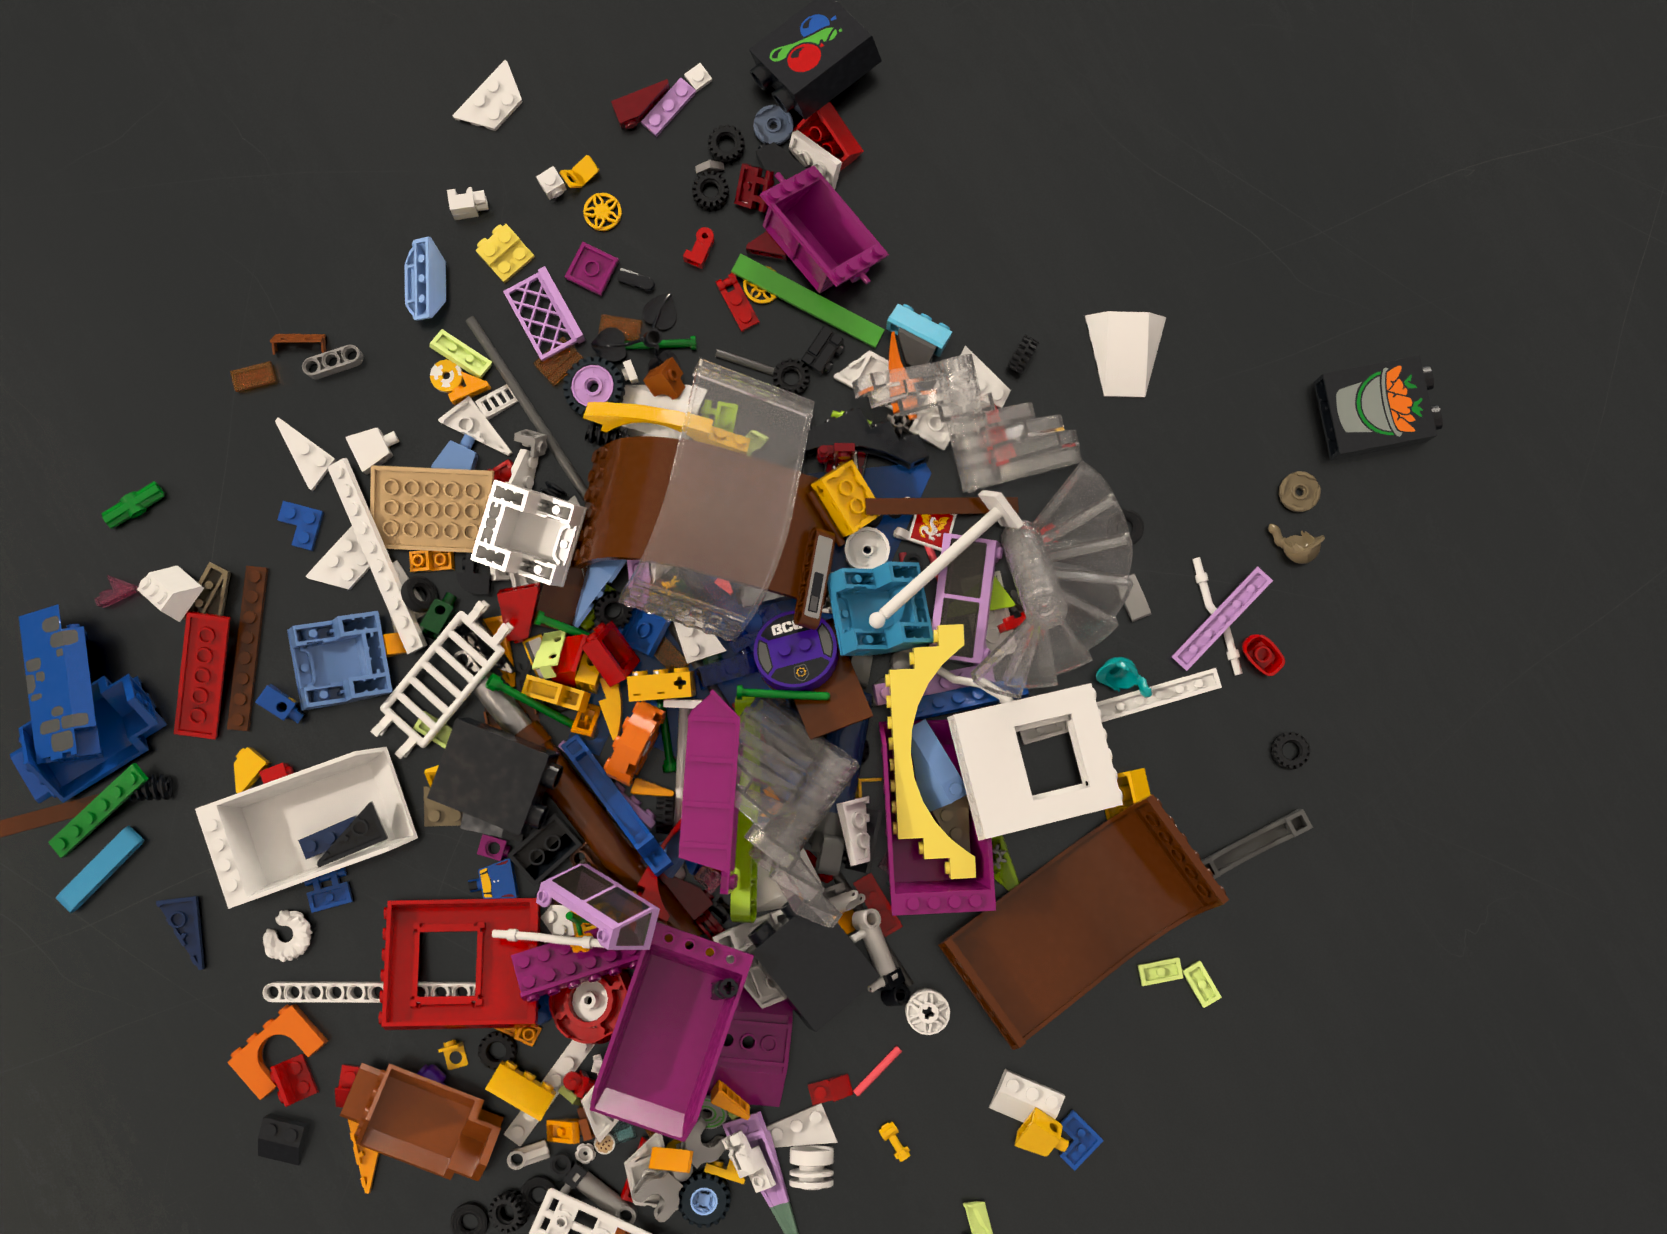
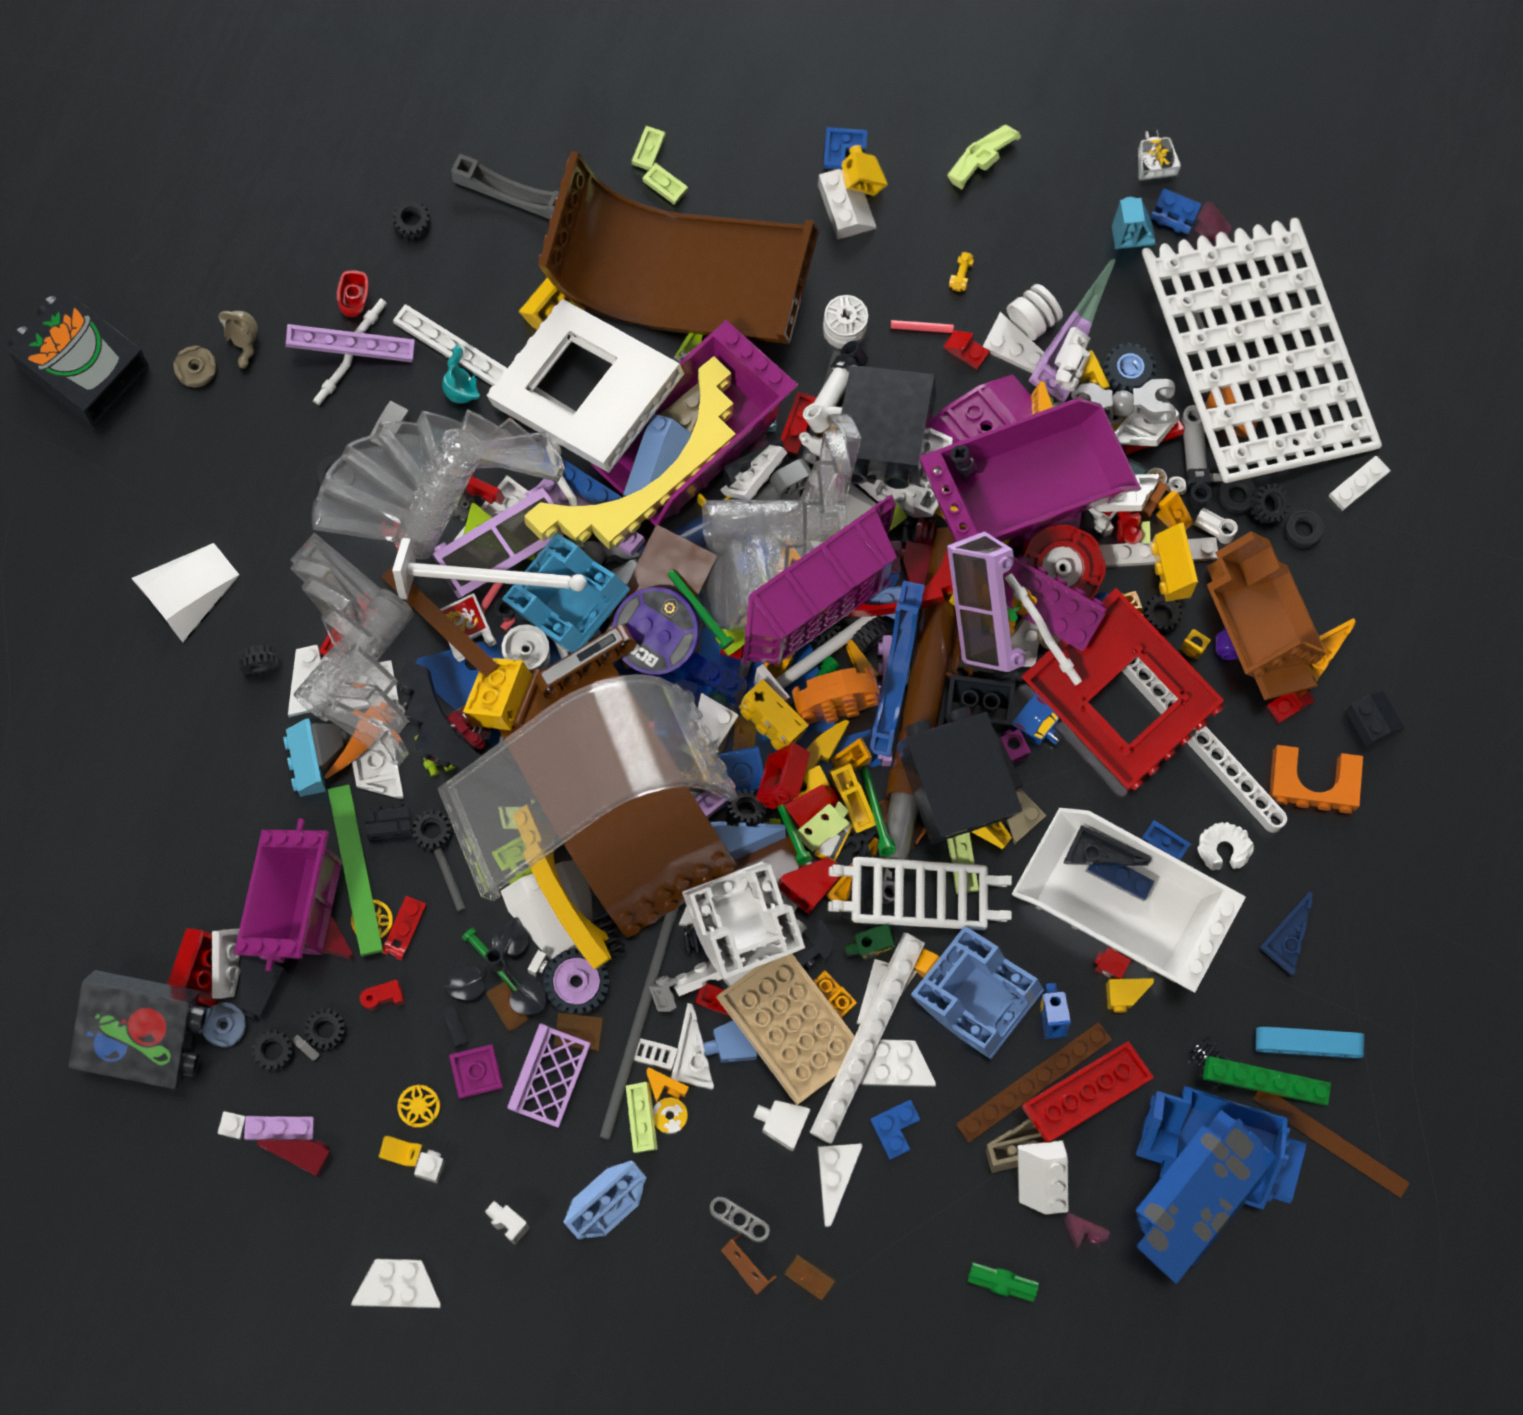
camera: 135 degrees left, 10 degrees down
(293, 1080) = (1324, 746): red bracket -> none
(409, 598) = (877, 979): black tyre -> none
(504, 252) = (523, 1157): light yellow plate -> none
(665, 379) = (520, 925): dark orange brick -> none
(671, 1159) = (1122, 409): light orange slope -> none
(749, 184) = (296, 997): dark red plate -> none

